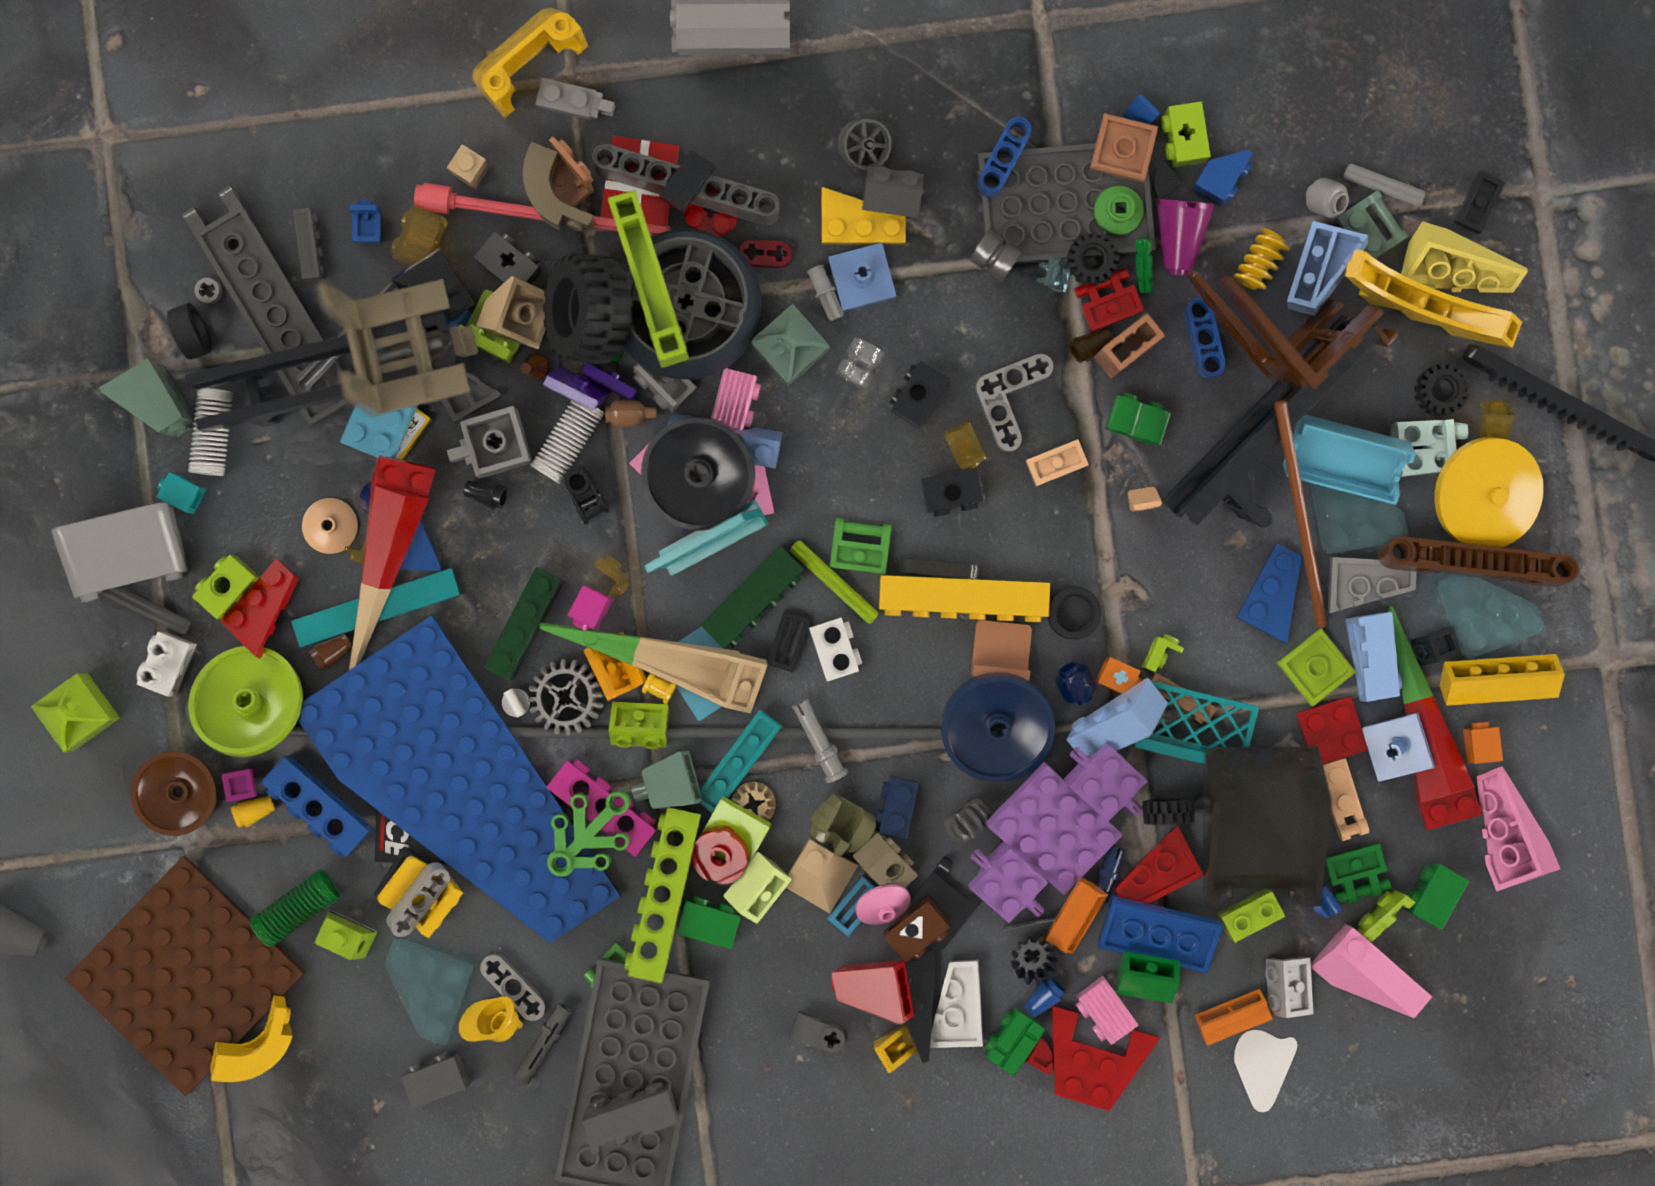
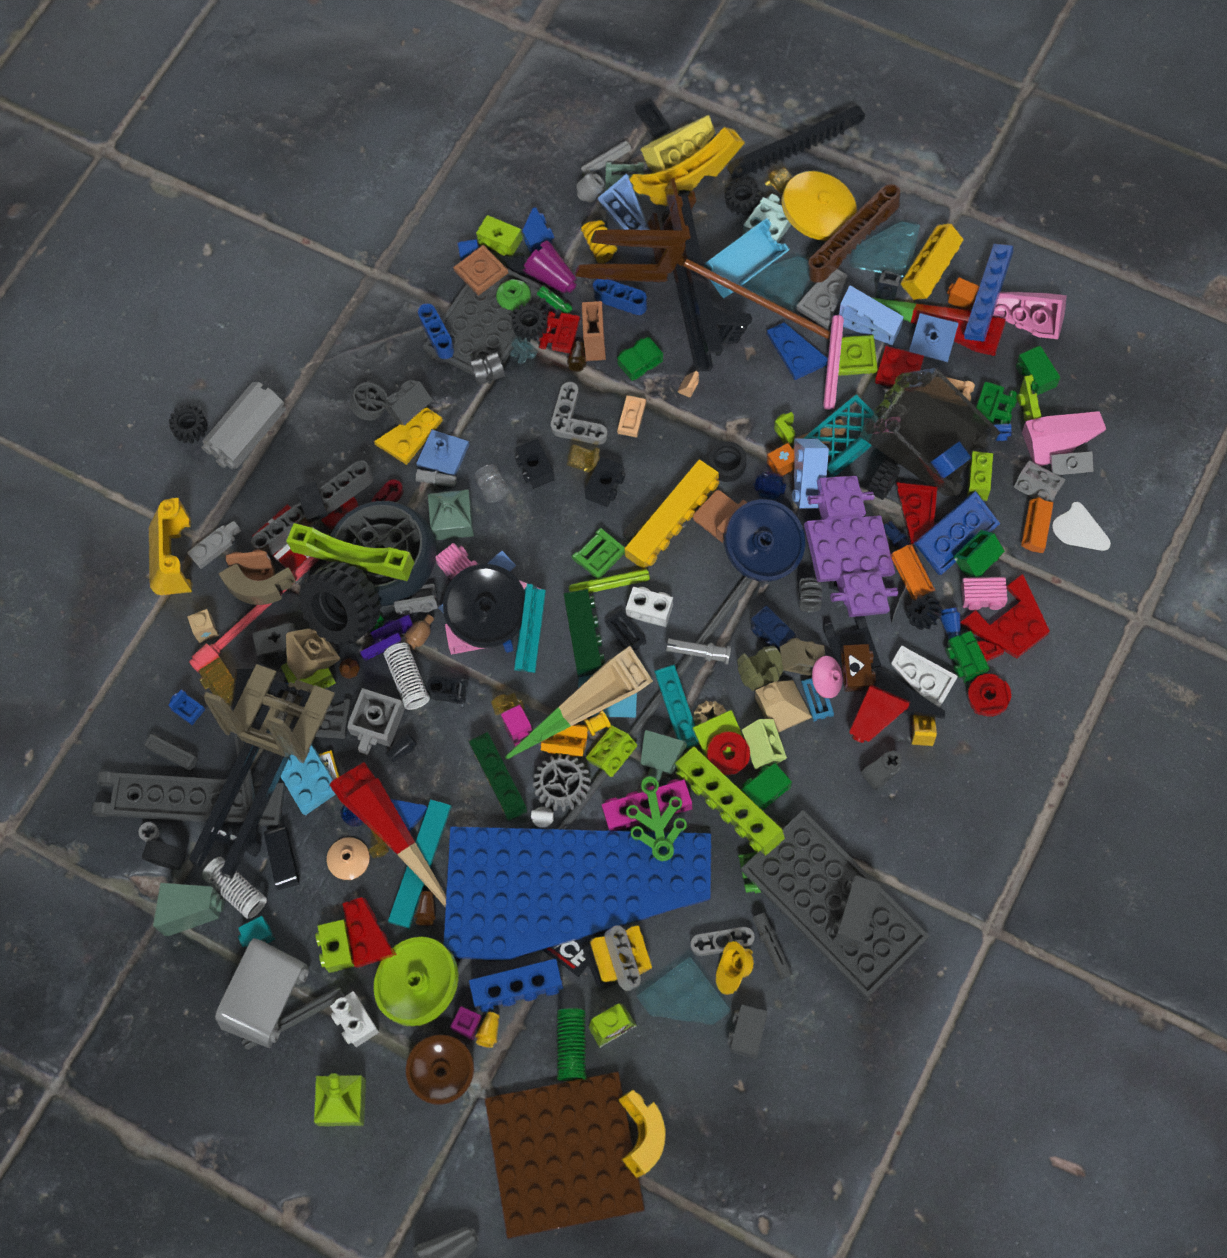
camera: 45 degrees left, 20 degrees down
(278, 456) = (281, 858): none -> black beam
(985, 1108) = (996, 686): none -> red plate
(1240, 877) = (951, 460): none -> blue beam
(1286, 650) = (833, 362): none -> bright pink axle
(1340, 1007) = (1071, 463): none -> light grey plate
(1501, 776) = (988, 292): none -> blue plate

